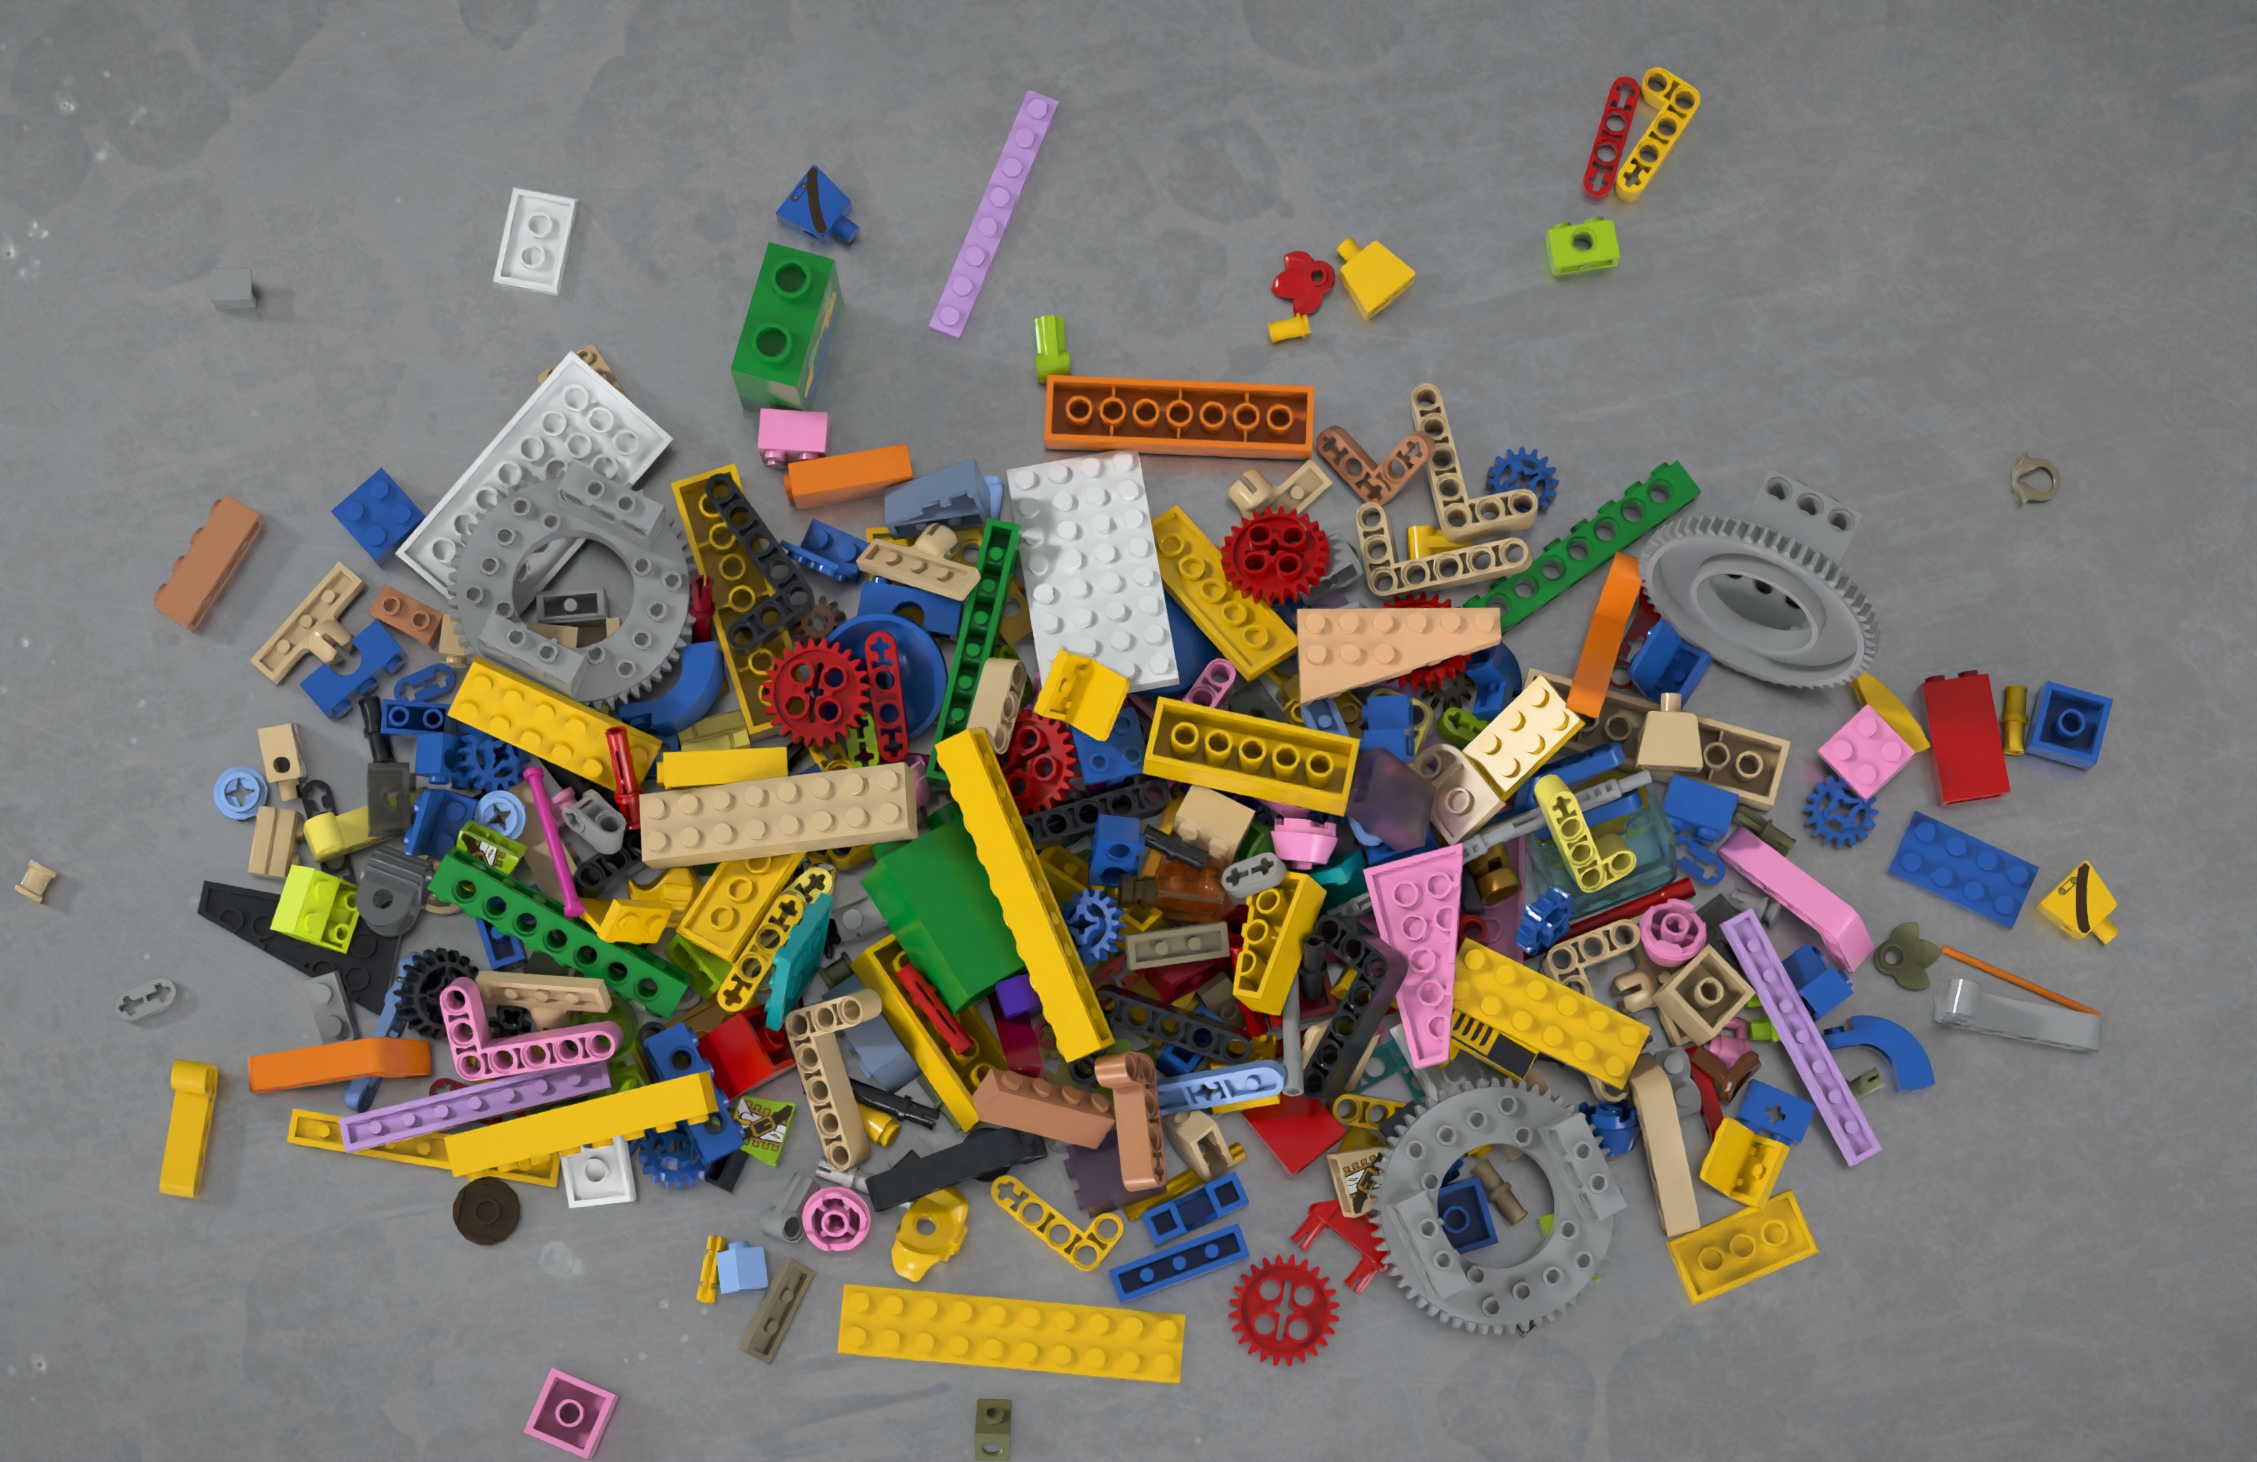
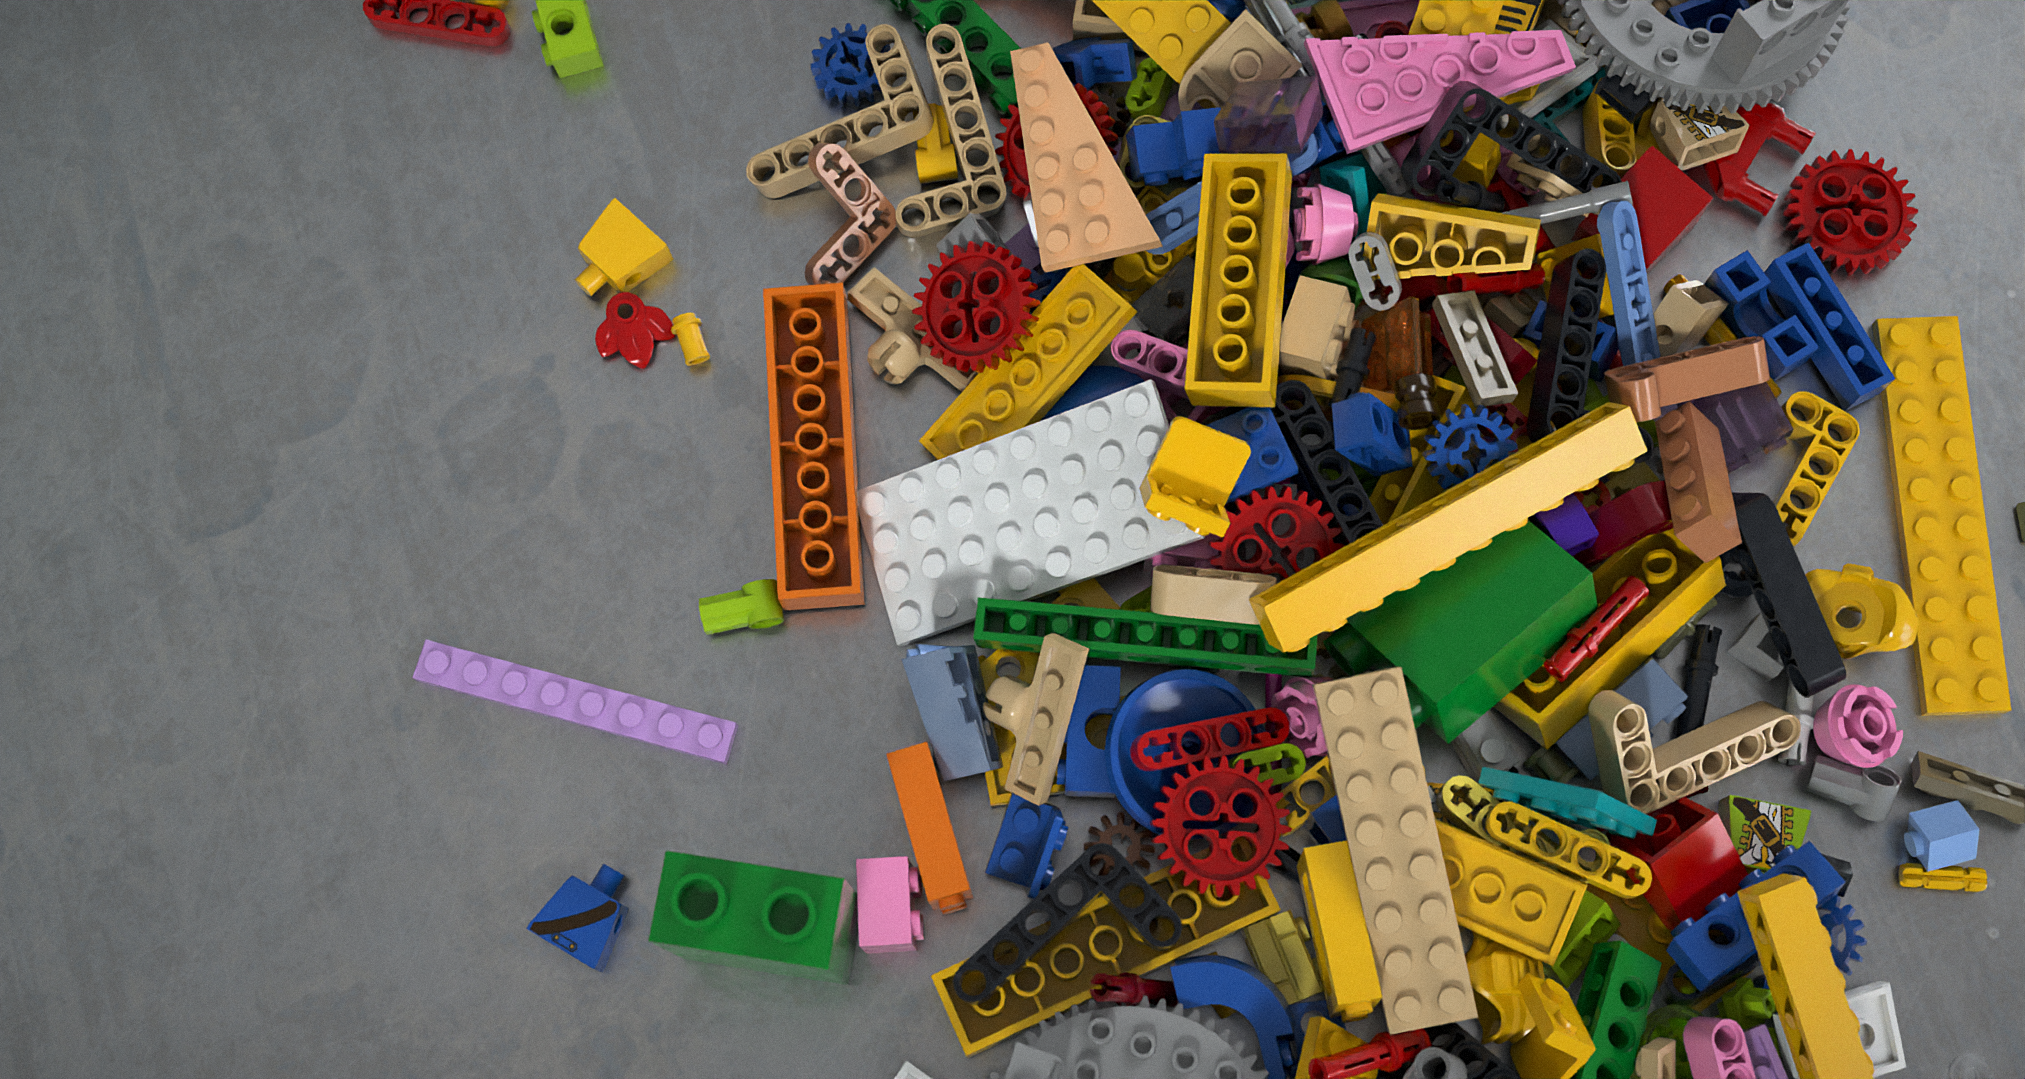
camera: 90 degrees left, 5 degrees down
(879, 1127) = (1729, 693): yellow cone -> none

